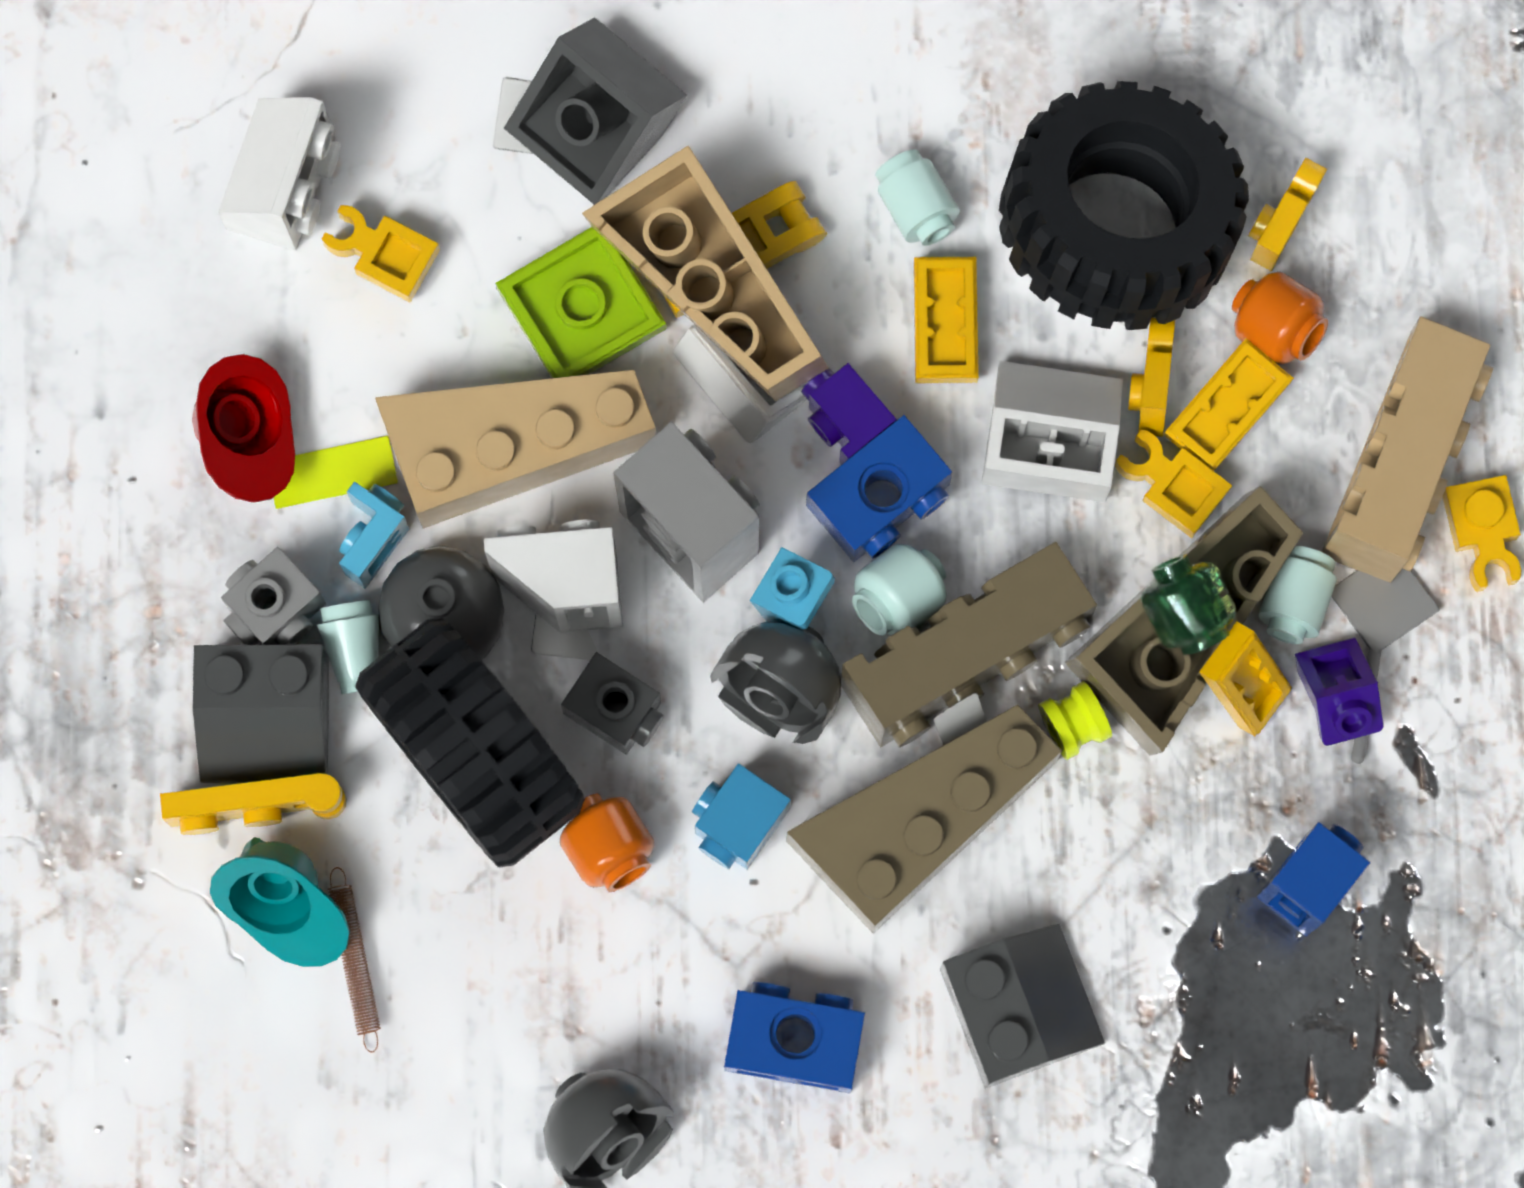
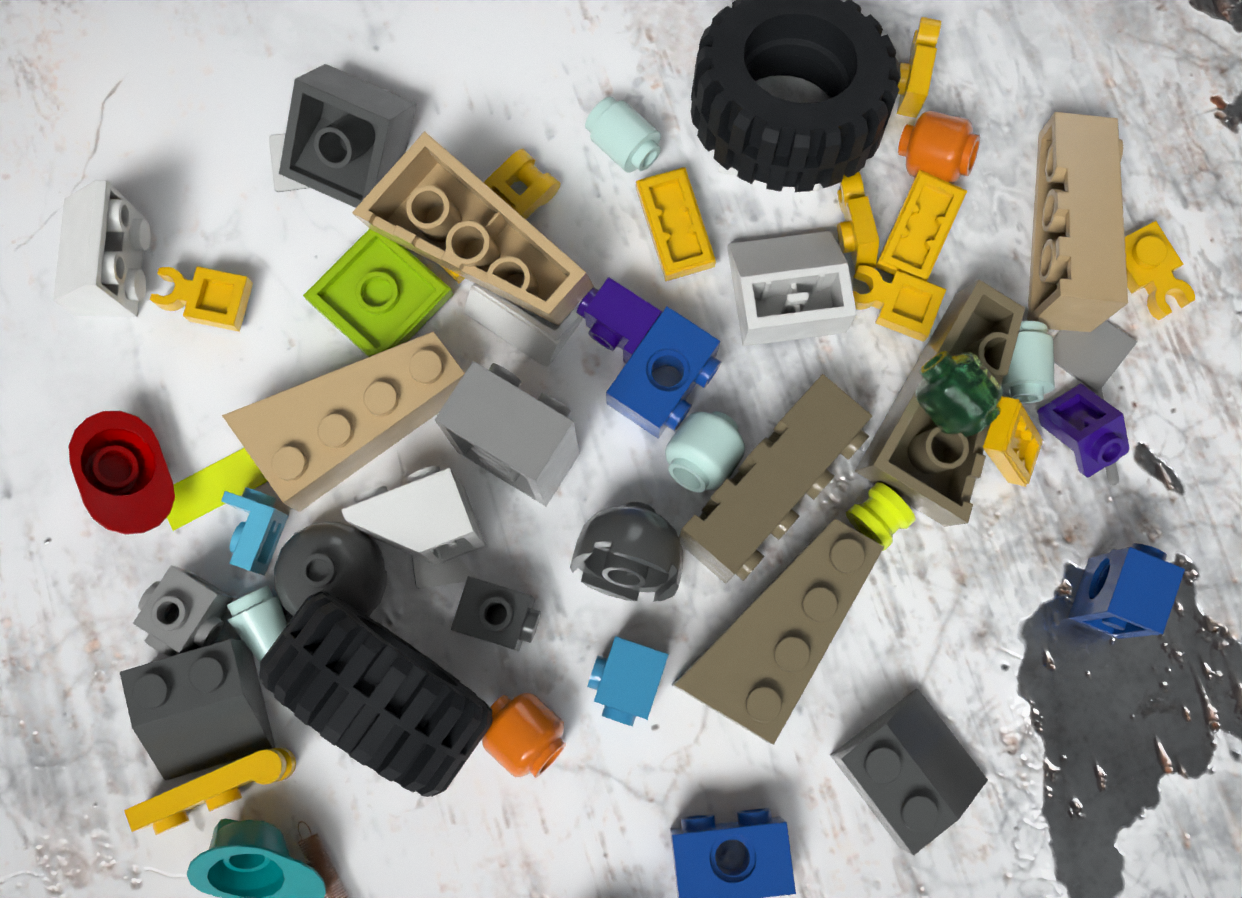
camera: 15 degrees left, 0 degrees up
(792, 590) = (618, 476): medium azure bracket -> none
(960, 718) = (787, 543): white sticker -> none

